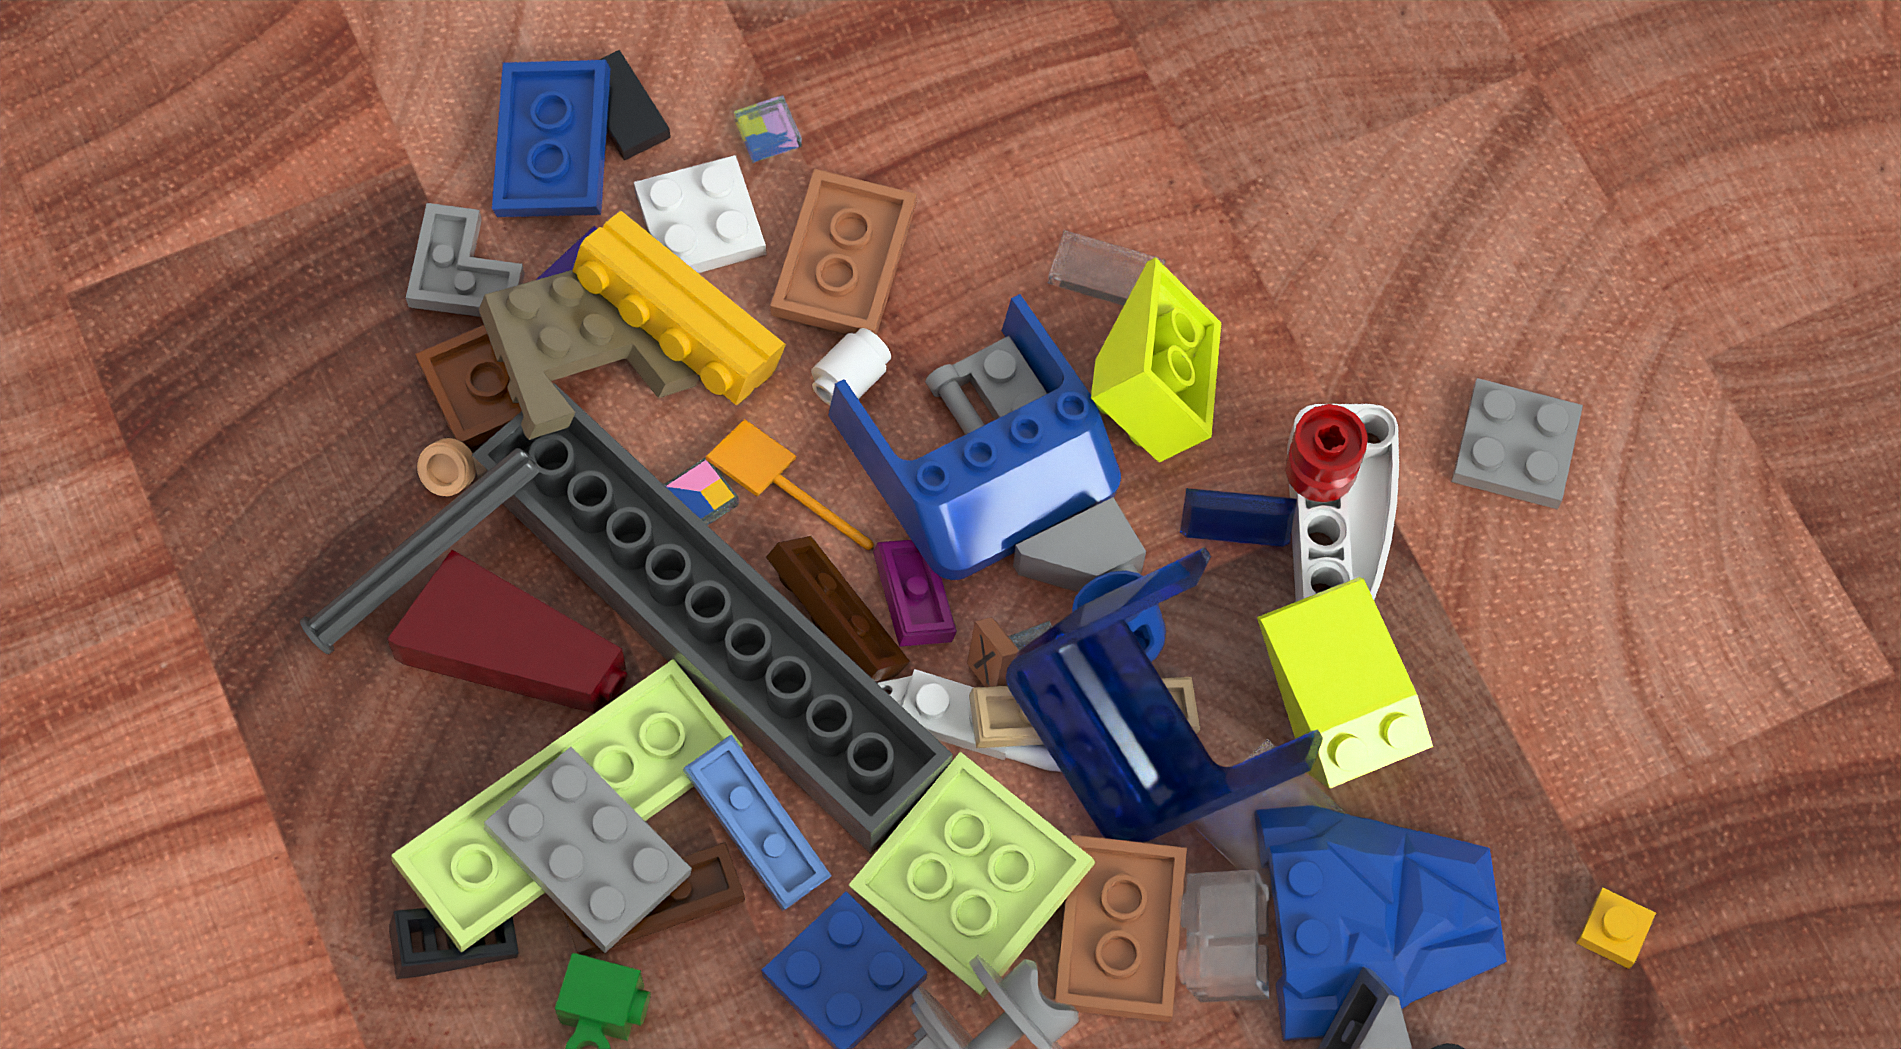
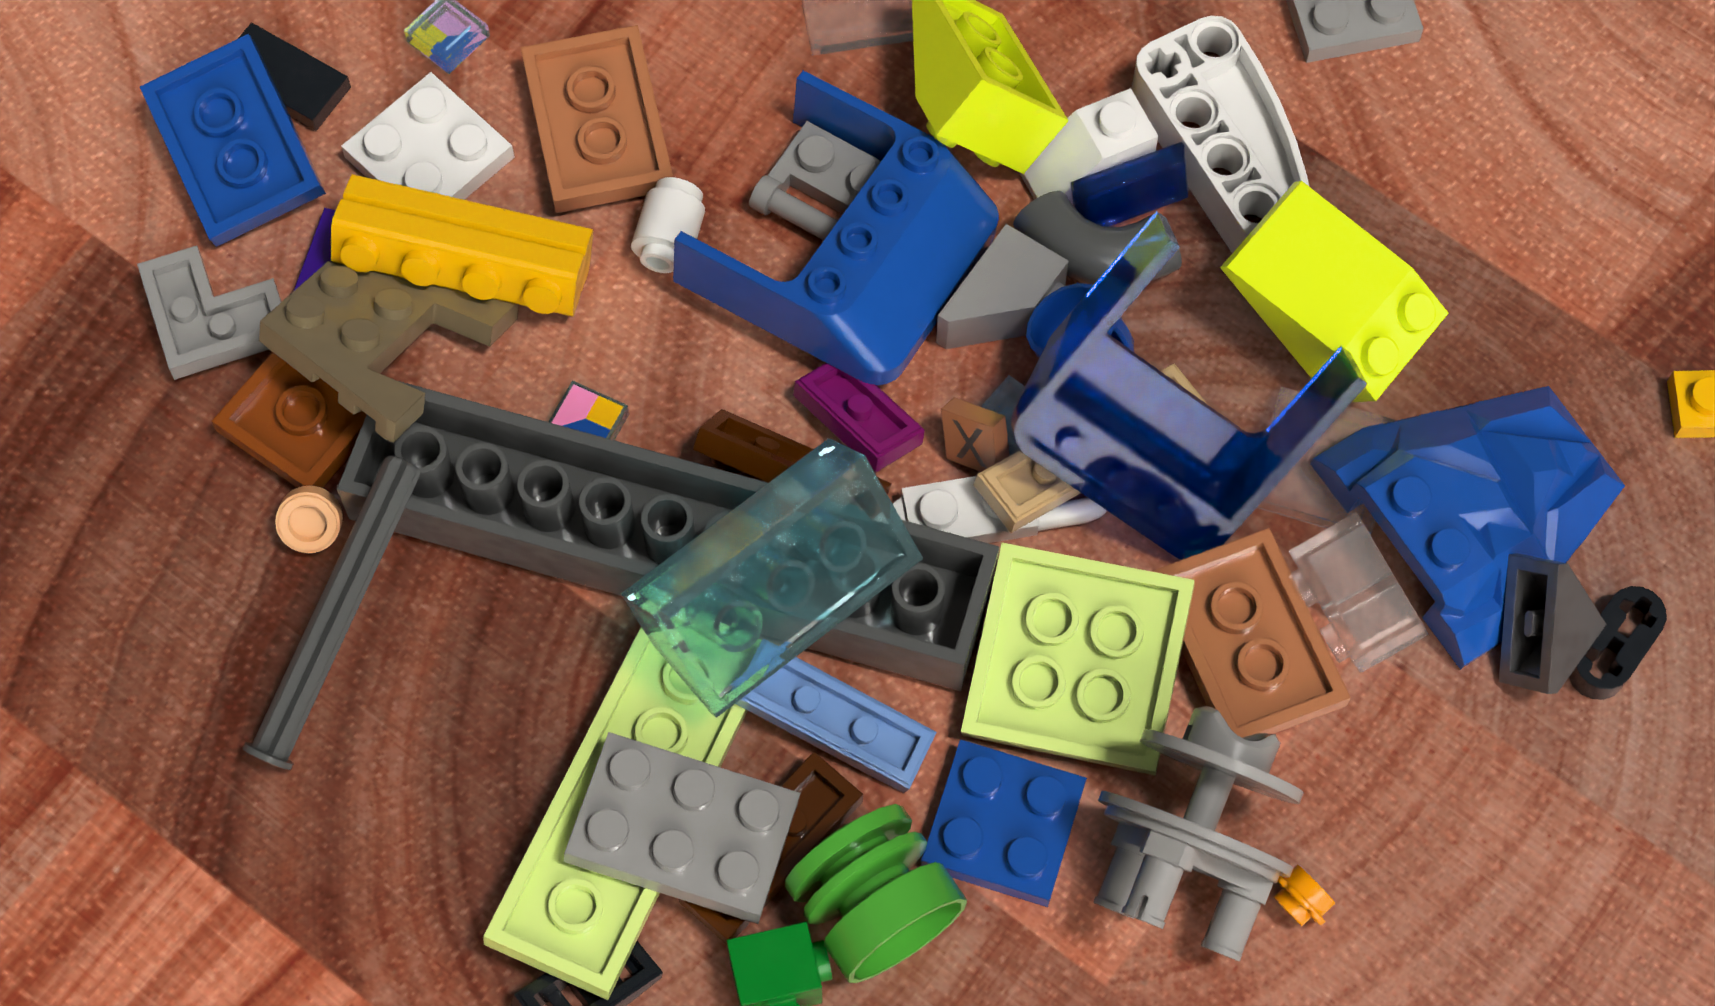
camera: 25 degrees left, 0 degrees up
(503, 638) = (471, 661): dark red slope -> none
(704, 975) = (868, 882): none -> bright green wheel
(758, 460) = (628, 362): light orange piece -> none
(759, 688) = (773, 575): none -> clear light blue slope
(1161, 530) = (1083, 243): none -> dark grey cylinder
(1221, 463) = (1091, 142): none -> white slope
(1326, 453) = (1194, 79): red wheel -> none

